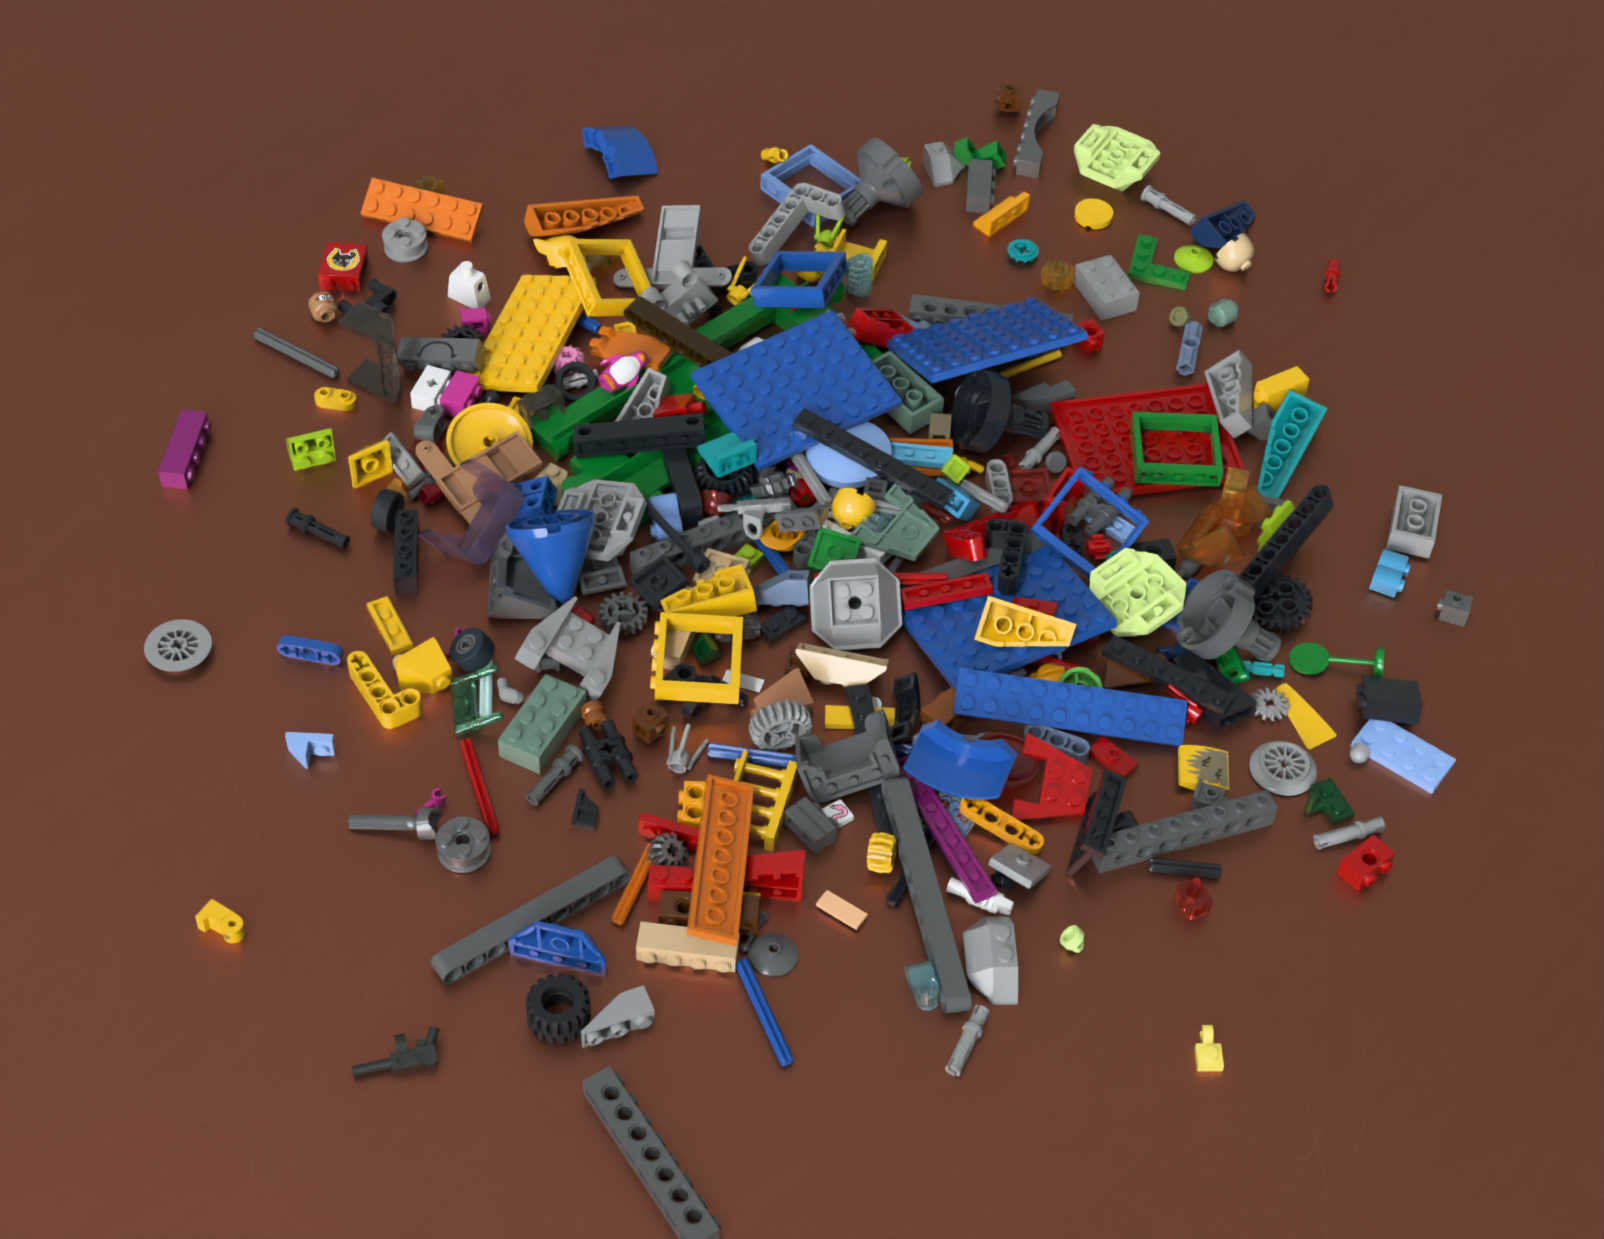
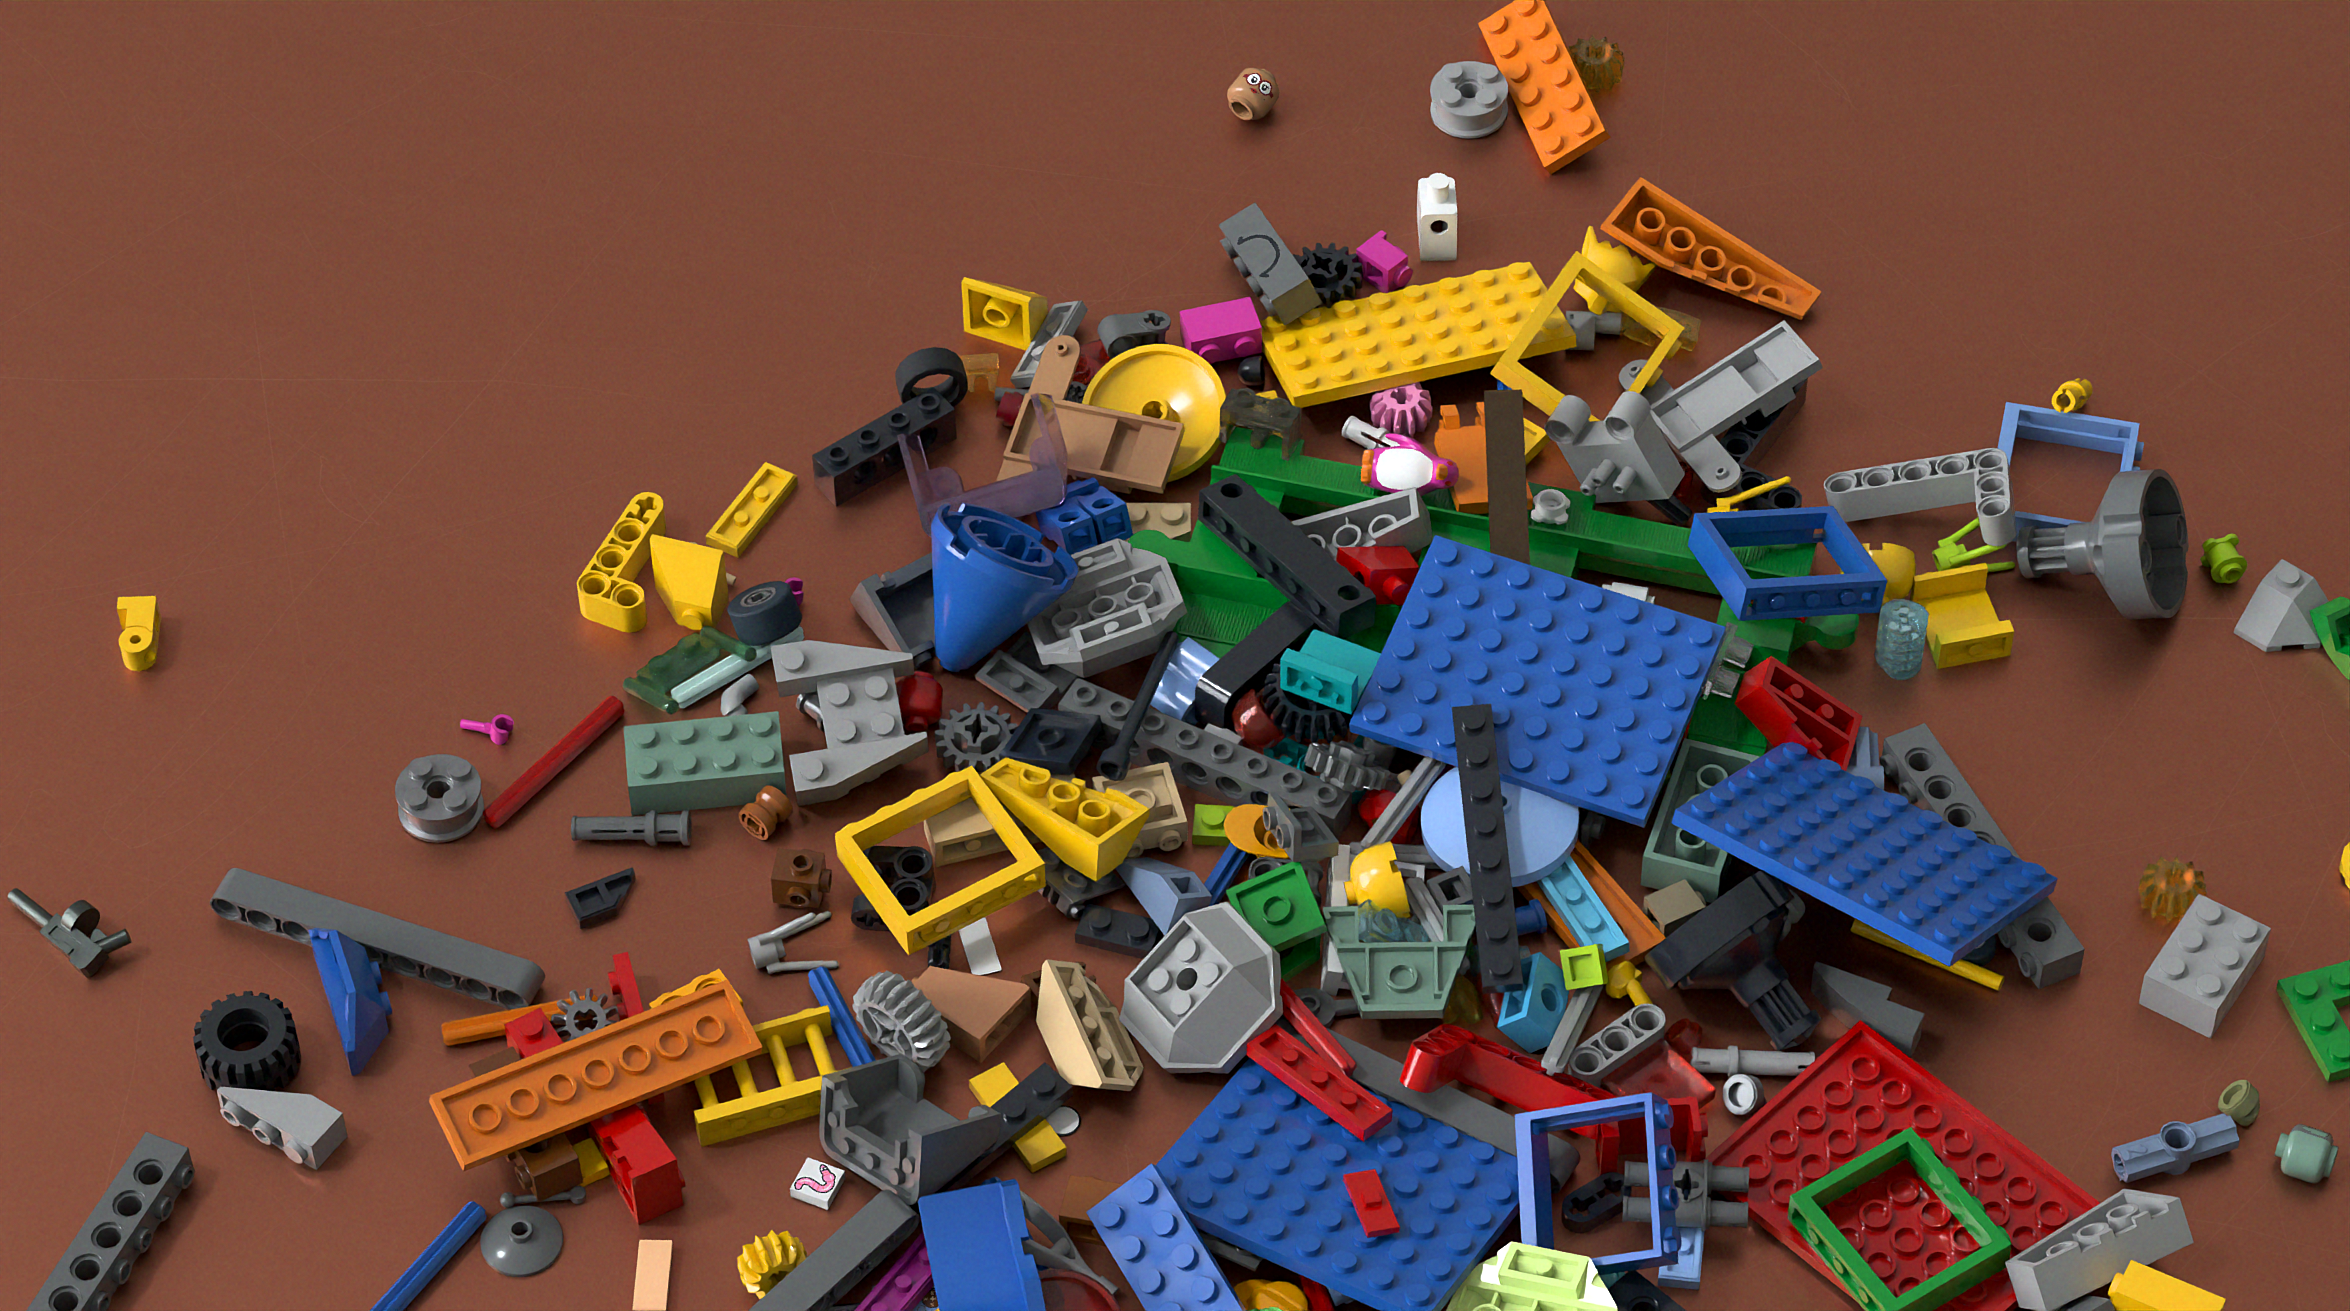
camera: 60 degrees right, 0 degrees up
(184, 449) = (867, 119): magenta brick -> none
(193, 640) = (556, 307): light grey piece -> none
(296, 352) = (1149, 123): dark grey axle -> none
(307, 744) = (472, 544): light blue slope -> none
(309, 525) = (849, 322): black pin -> none
(311, 449) = (978, 239): lime slope -> none
(321, 651) = (635, 452): blue beam -> none
(335, 399) = (1103, 212): yellow plate -> none
(342, 266) = (1350, 62): red panel -> none
(381, 300) = (1310, 147): black connector -> none
(383, 376) = (1183, 185): clear smoke windscreen -> none
(424, 822) = (435, 730): dark grey piece -> none
(430, 387) = (1204, 288): white brick -> none
(578, 366) = (1341, 417): black tyre -> none
(608, 754) = (714, 864): black pin -> none
(623, 150) = (1902, 220): blue panel -> none
(673, 947) = (419, 1081): tan brick -> none
(706, 649) = (990, 864): dark green tile -> none
(755, 510) = (1269, 765): light grey piece -> none
(811, 824) = (768, 1160): dark grey brick -> none
(908, 707) = (1104, 1146): black slope -> none
(980, 186) = (2280, 683): dark grey brick -> none
(1002, 214) = (2250, 750): light orange panel -> none
(1012, 538) = (1458, 1123): black beam -> none
(1013, 625) = (1300, 1191): yellow wedge -> none
(1020, 245) = (2200, 808): teal gear -> none
(1095, 336) = (2070, 999): red brick -> none
(1098, 547) = (1603, 1235): red gear -> none

